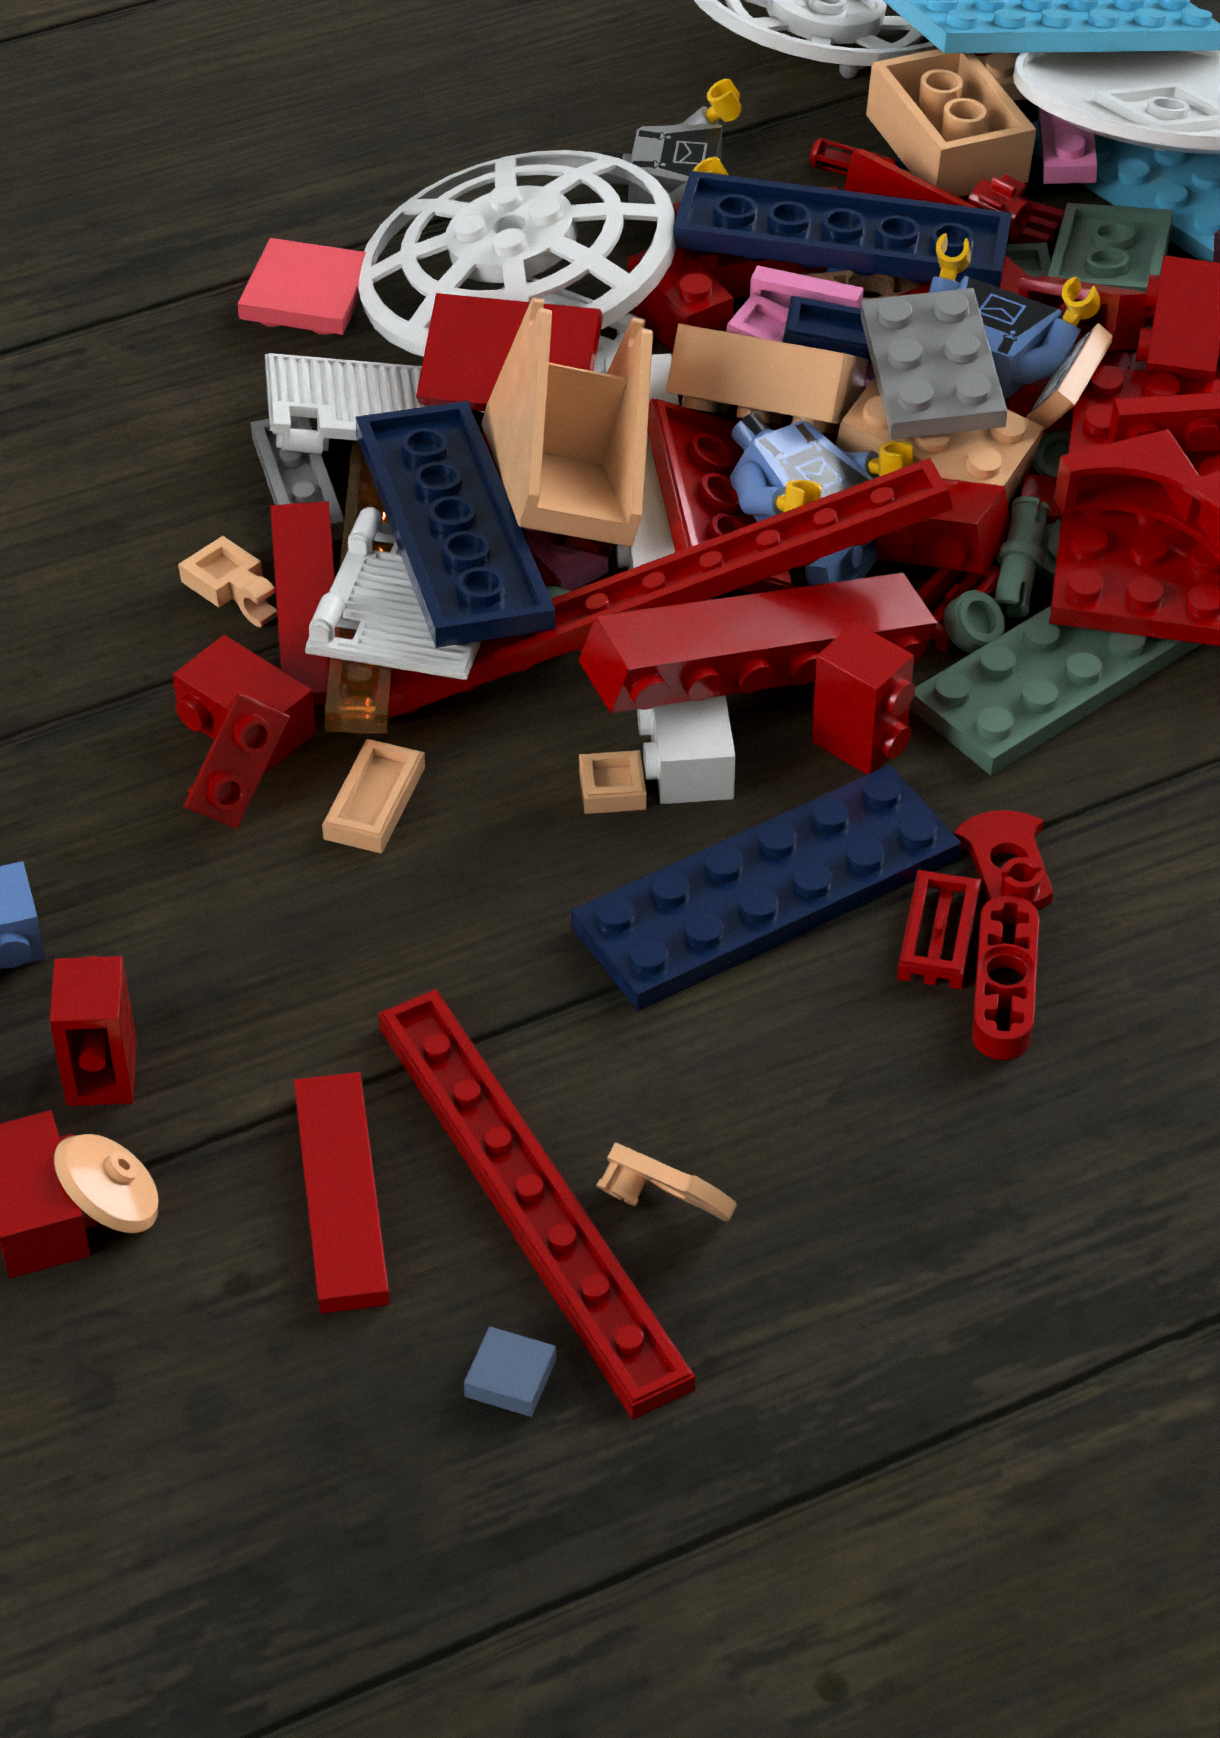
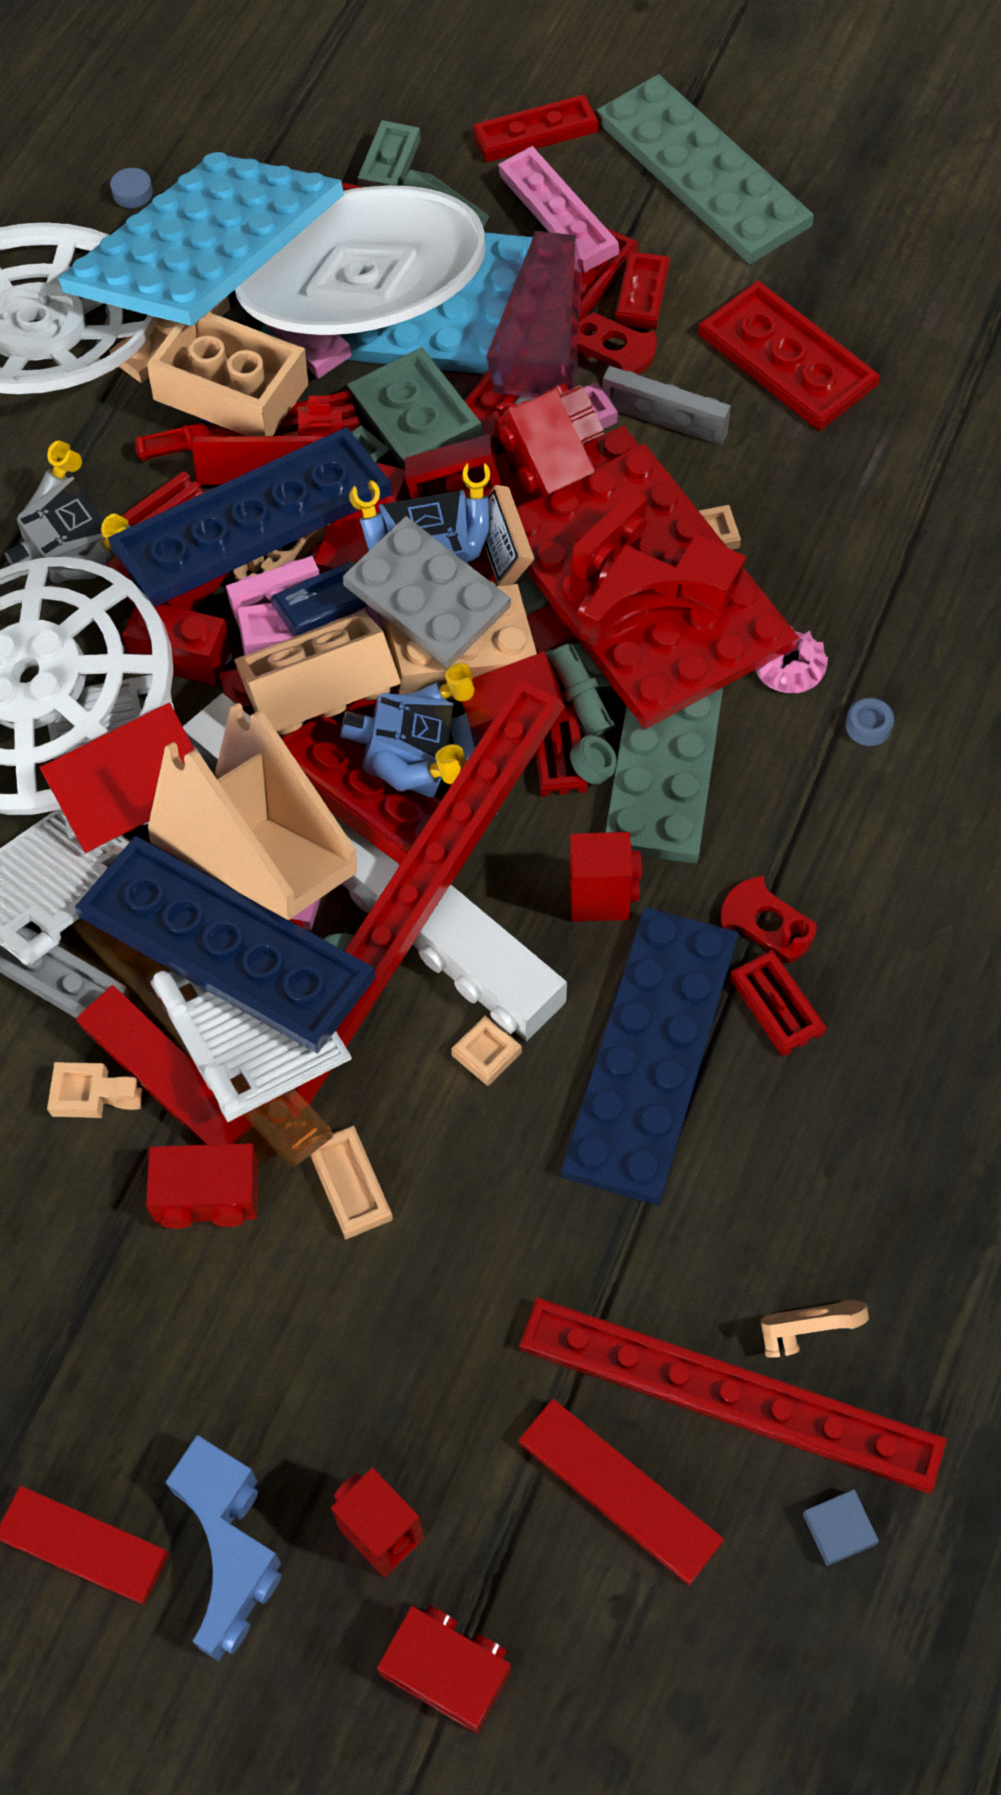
camera: 40 degrees left, 15 degrees up
(107, 1182) = (487, 1620): light nougat piece -> none
(236, 760) = (256, 1257): red hinge -> none
(743, 640) = (506, 891): red brick -> none
(992, 995) = (880, 1025): red beam -> none

